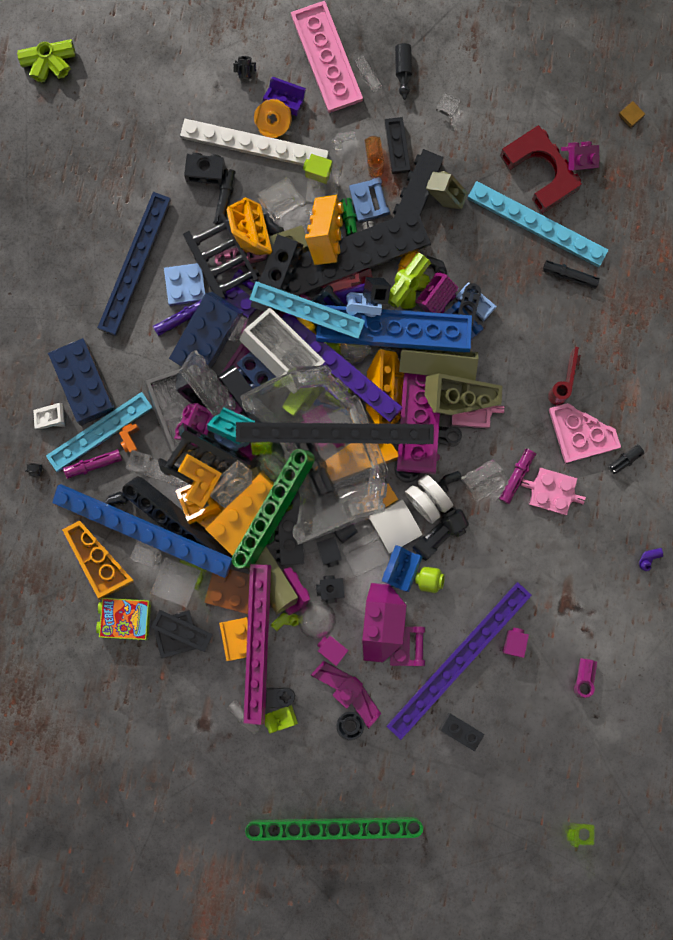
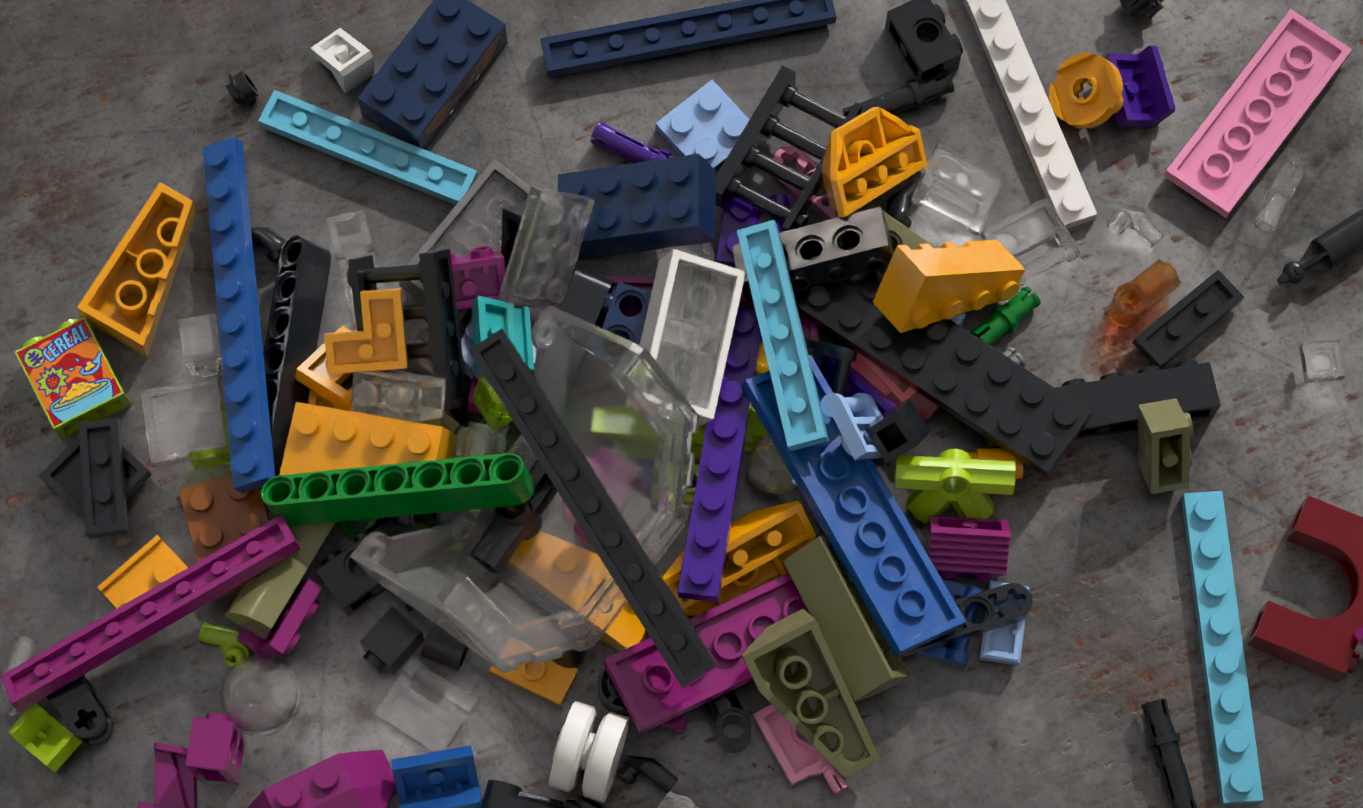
camera: 60 degrees right, 10 degrees down
(86, 466) = (294, 161): magenta pin -> none
(128, 444) = (382, 197): orange bracket -> none
(318, 168) = (1049, 212): lime brick -> none
(338, 586) = (332, 695): black brick -> none
(363, 203) = (1050, 324): medium blue plate -> none
(396, 526) = (509, 729): white slope -> none
(438, 265) = (1025, 518): black arm -> none

